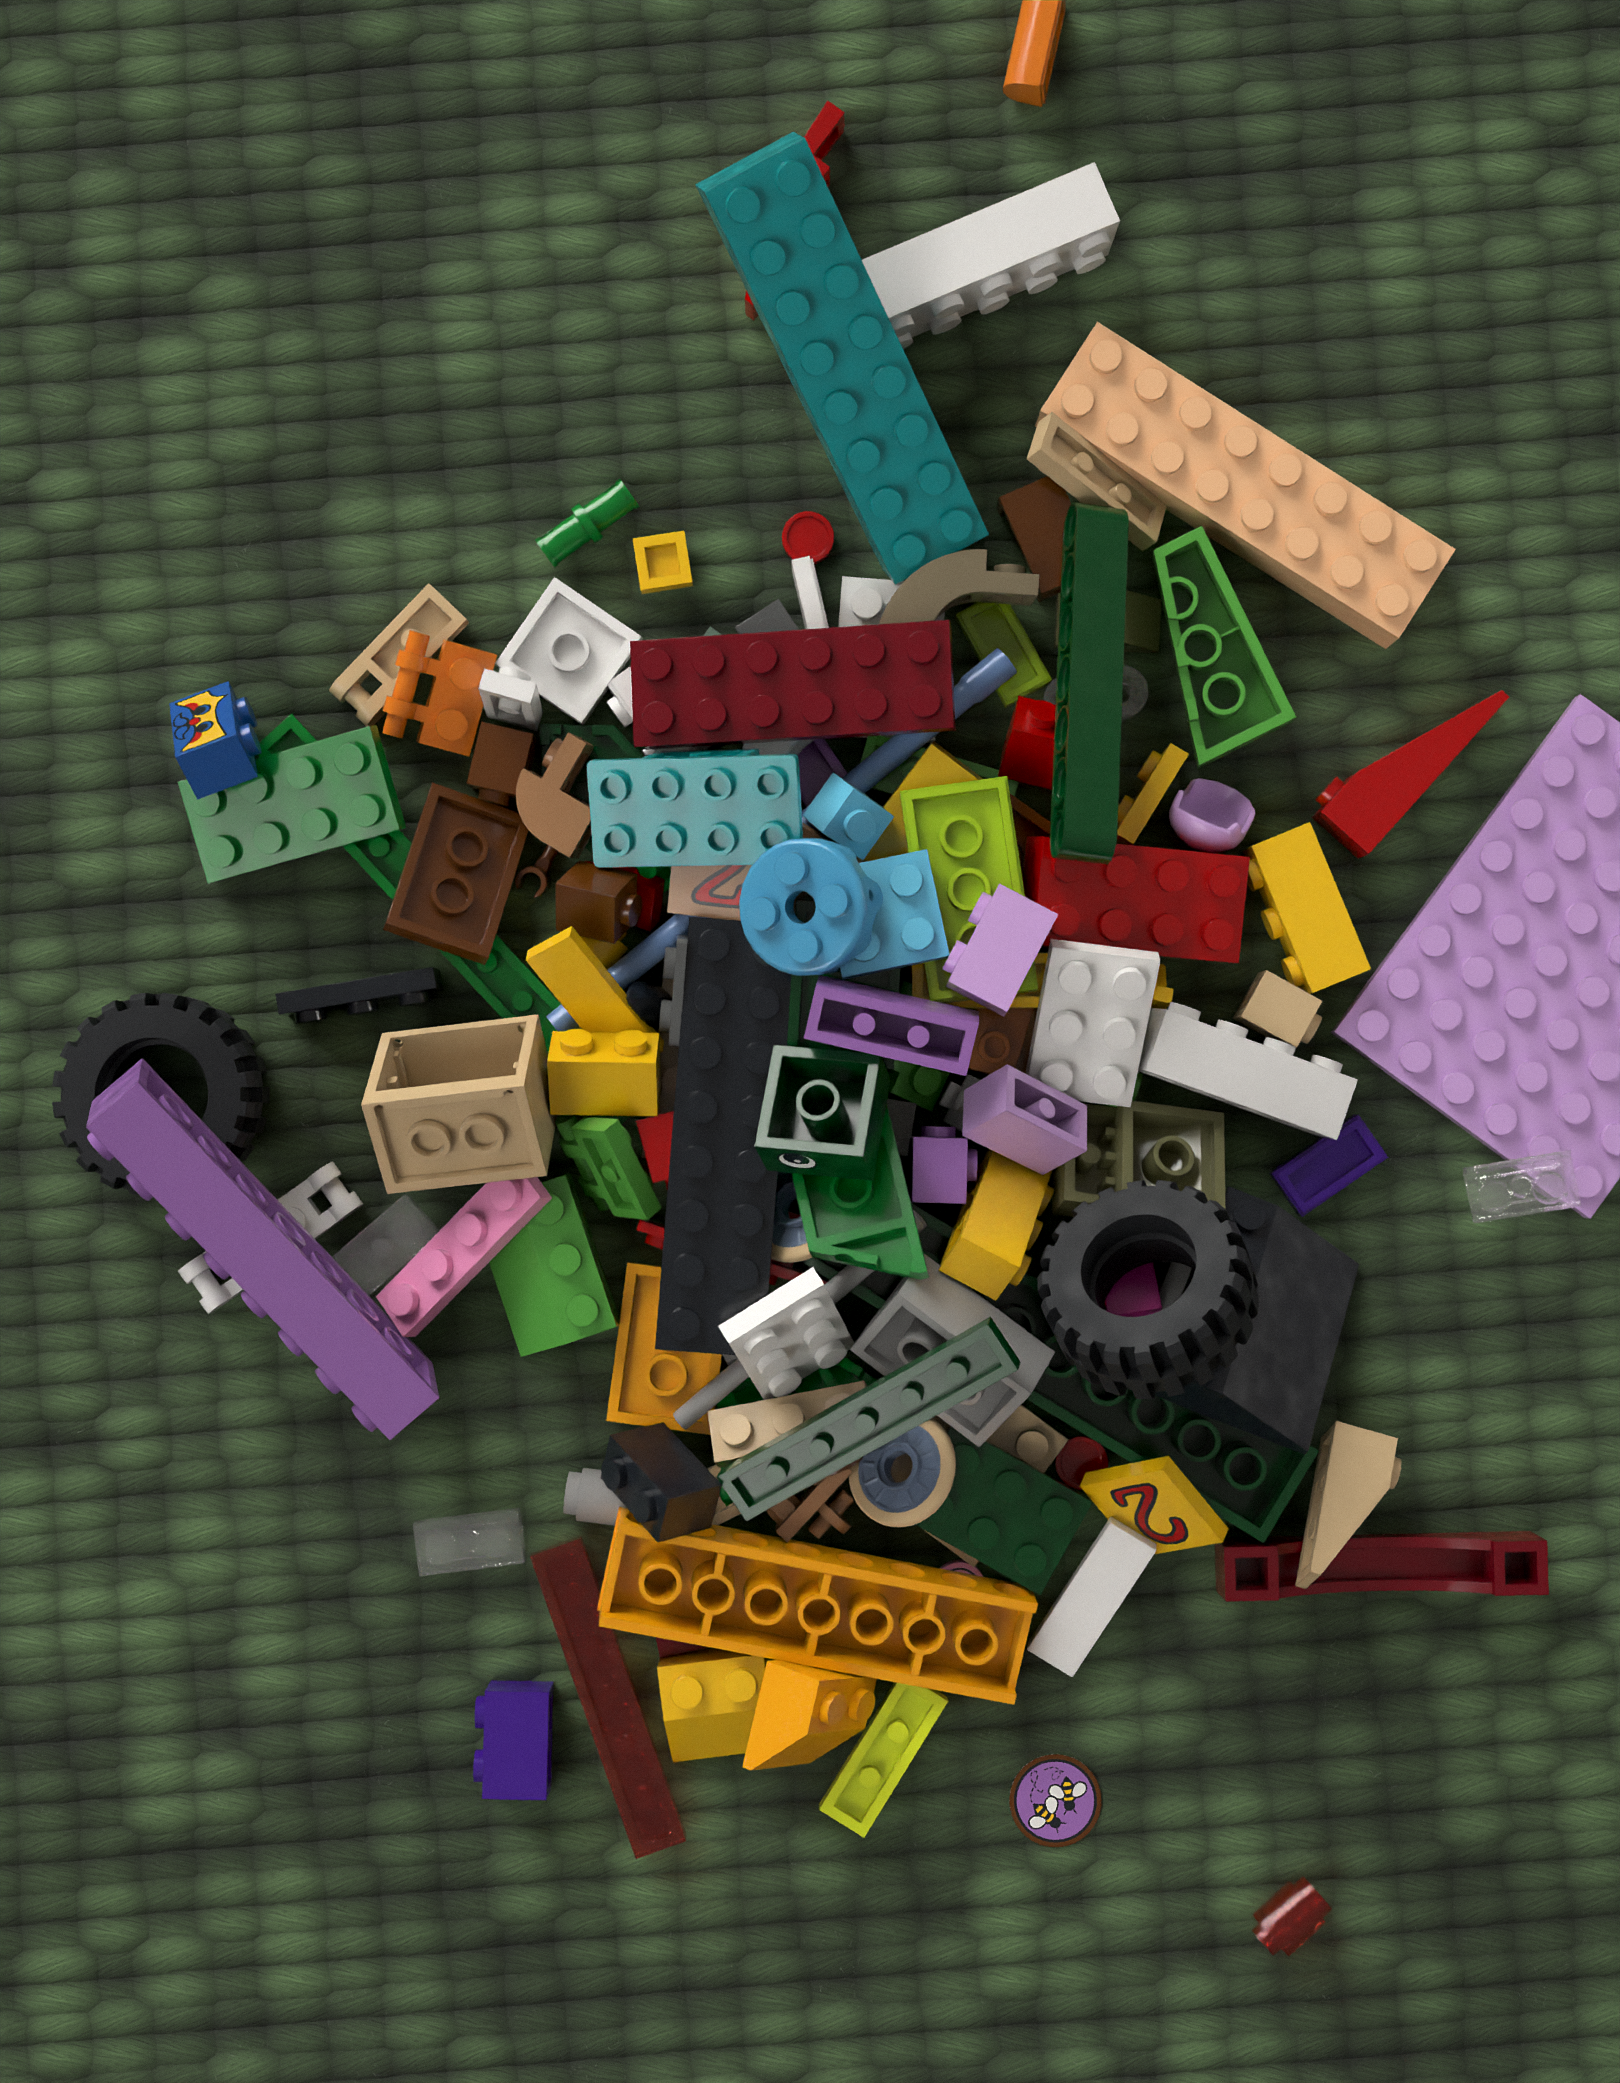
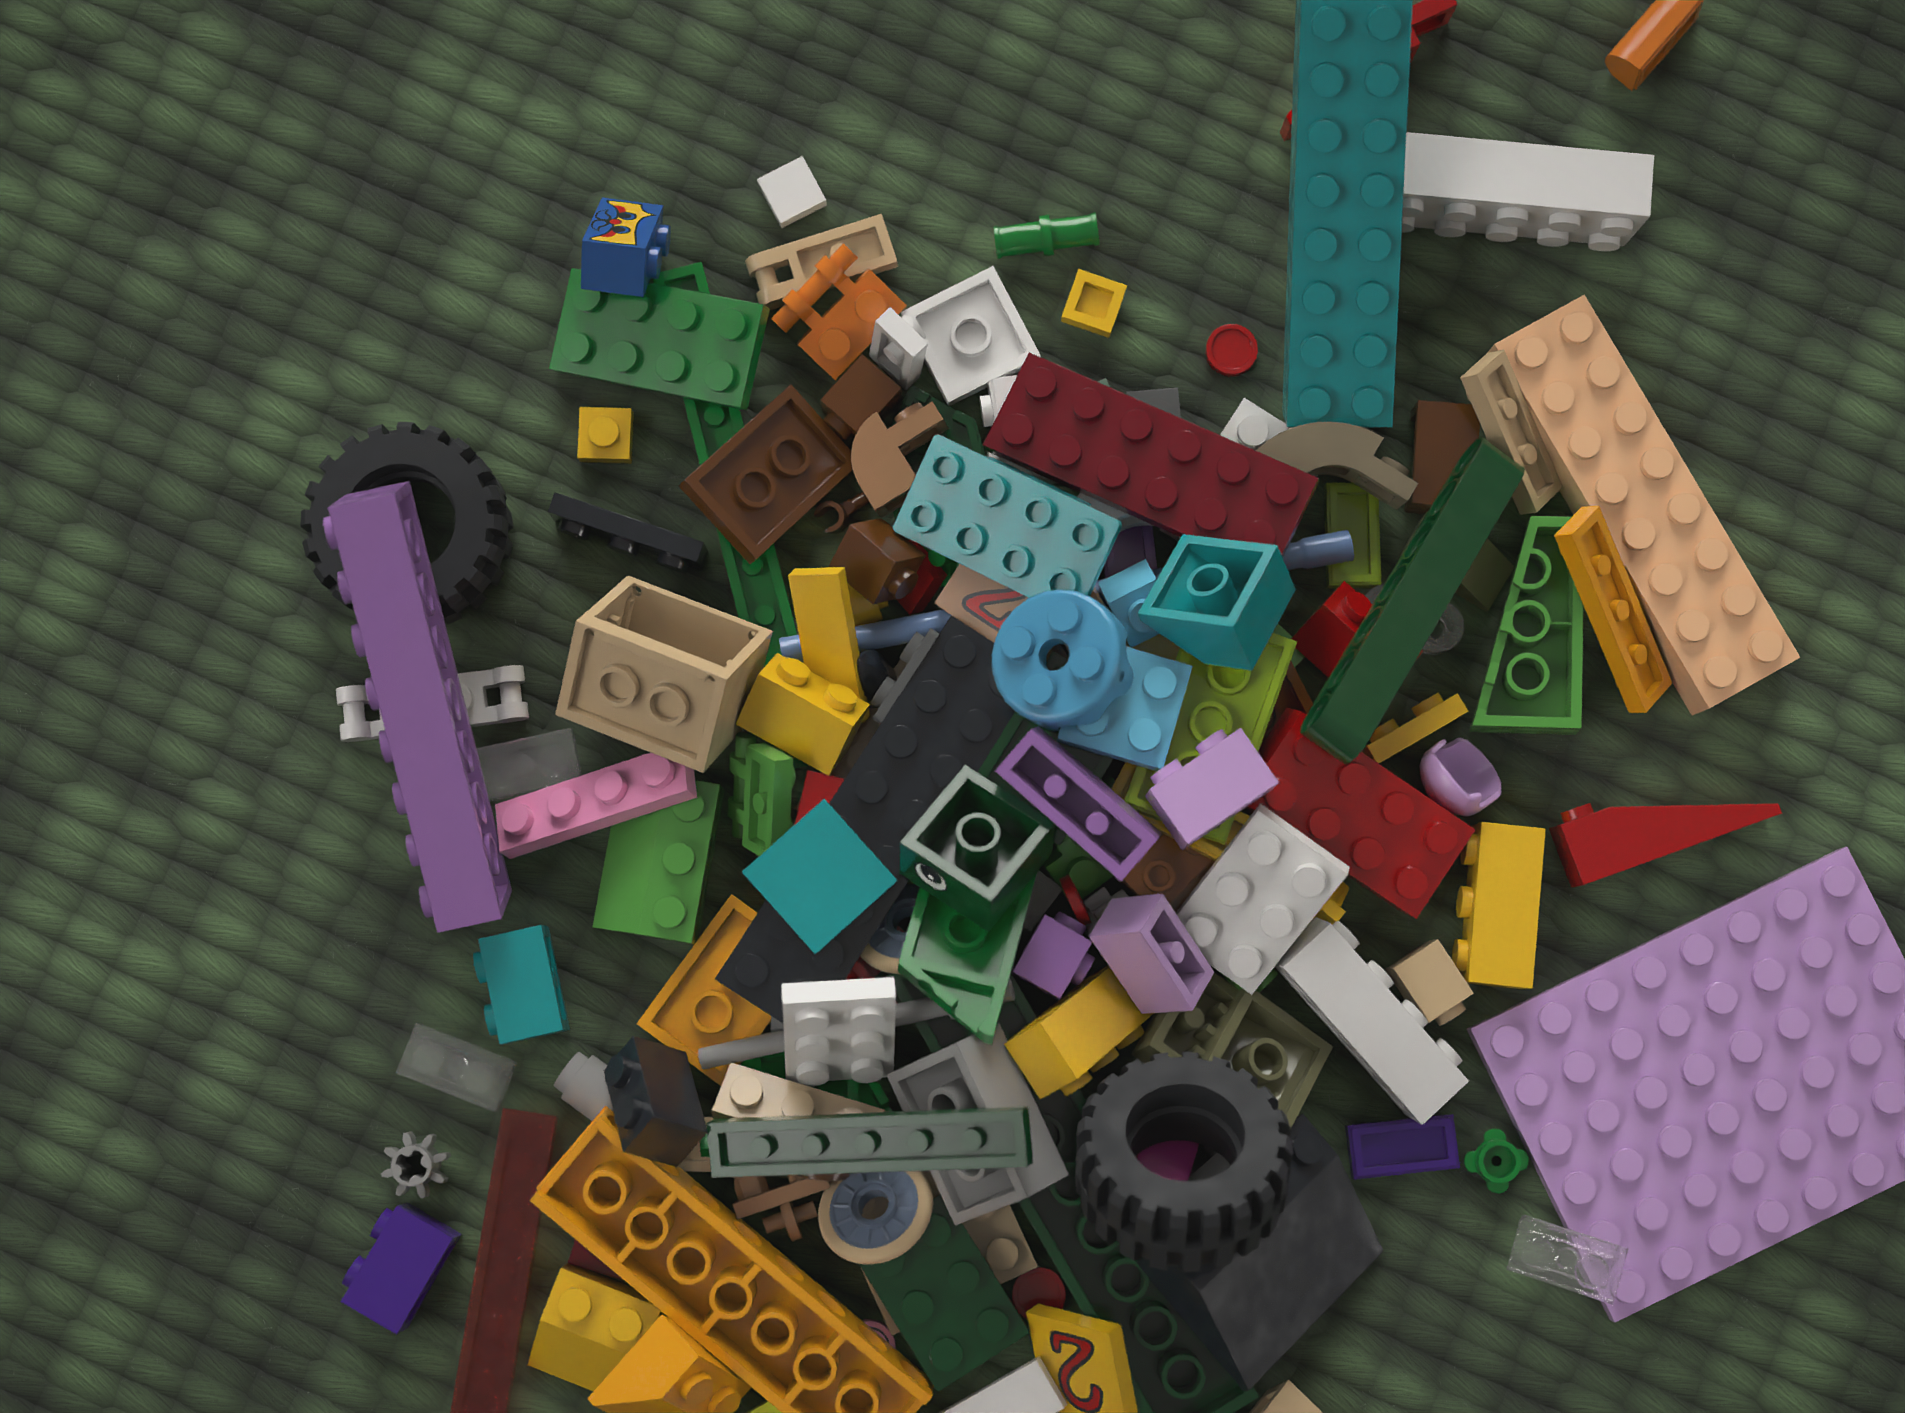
camera: 30 degrees right, 5 degrees down
(291, 915) = (605, 435): none -> yellow plate
(337, 605) = (792, 192): none -> white tile
(470, 1655) = (401, 1169): none -> light grey gear
(487, 1442) = (521, 985): none -> teal brick
(698, 1211) = (819, 876): none -> teal tile
(809, 593) = (1207, 393): white tile -> none
(919, 777) = (1219, 599): none -> teal slope
(932, 1107) = (1075, 900): none -> red piece
(1269, 594) = (1613, 609): none -> light orange plate
(1429, 1126) = (1512, 1161): none -> green plate

